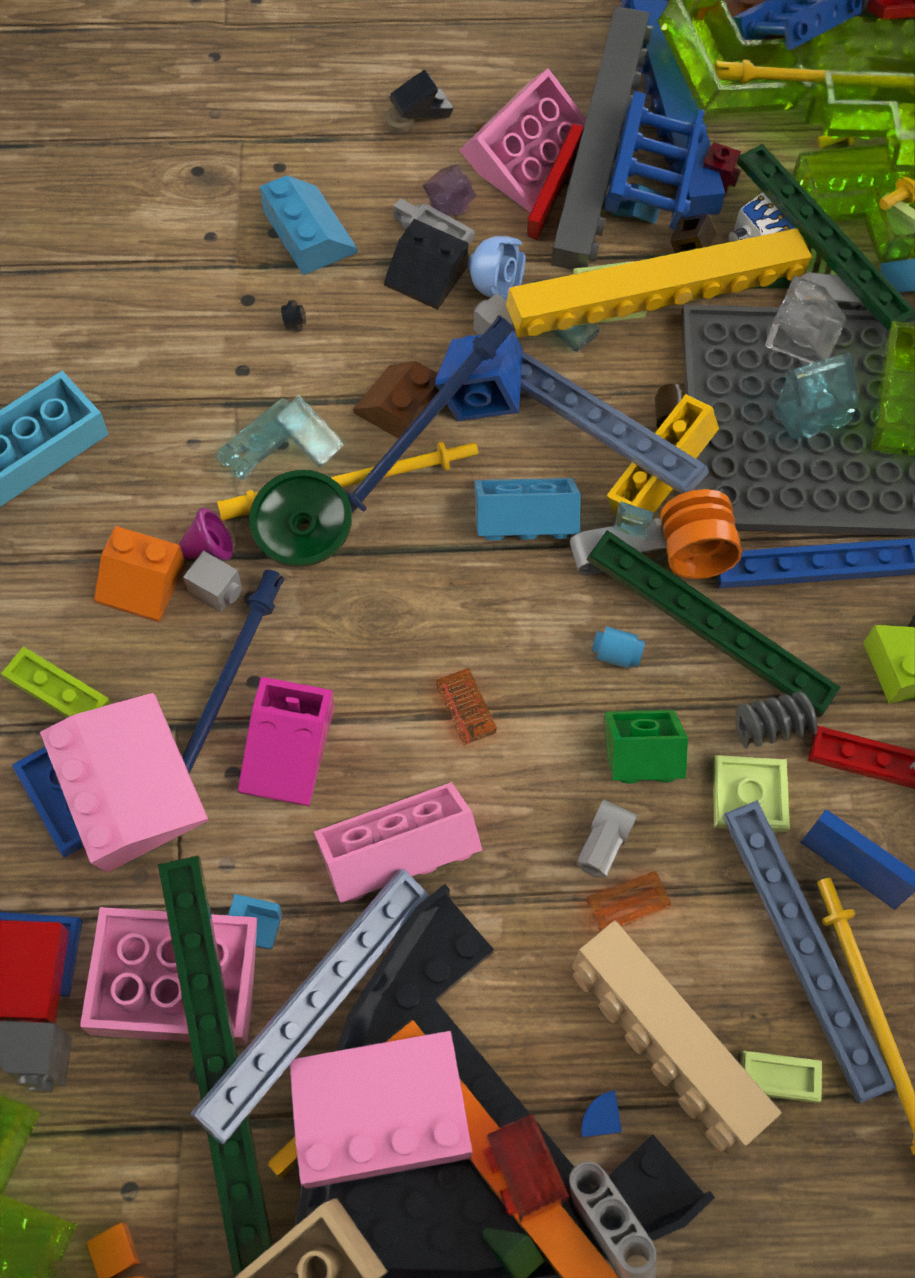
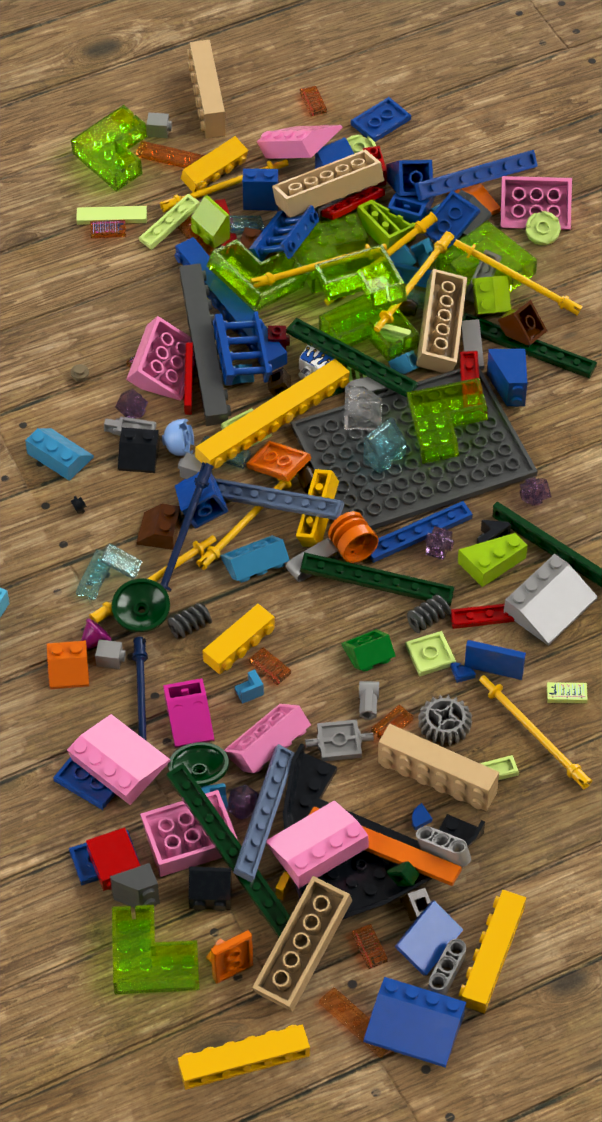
camera: 20 degrees left, 10 degrees down
(51, 684) = (52, 733): lime plate -> none
(150, 1111) = (210, 888): none -> black slope
(250, 832) = (203, 760): none -> dark green dish
(294, 953) = (242, 802): none -> clear purple brick
(369, 574) = (189, 619): none -> dark grey piece
(413, 734) = (250, 689): none -> dark azure panel
(421, 98) = (88, 357): black slope -> none
(433, 639) = (239, 639): none -> yellow brick
(465, 471) = (213, 552): none -> yellow bar
(520, 898) = (339, 740): none -> light grey plate
(525, 1169) = (394, 837): clear red brick -> none
(618, 647) = (335, 609): dark azure brick -> none
(633, 520) = (315, 542): clear light blue tile -> none
(636, 360) = (278, 461): none -> orange tile
(735, 949) = (441, 711): none -> light grey gear
(795, 851) = (462, 672): none -> blue tile
(809, 953) = (486, 710): sand blue tile -> none
(845, 597) = (439, 542): none -> clear purple brick

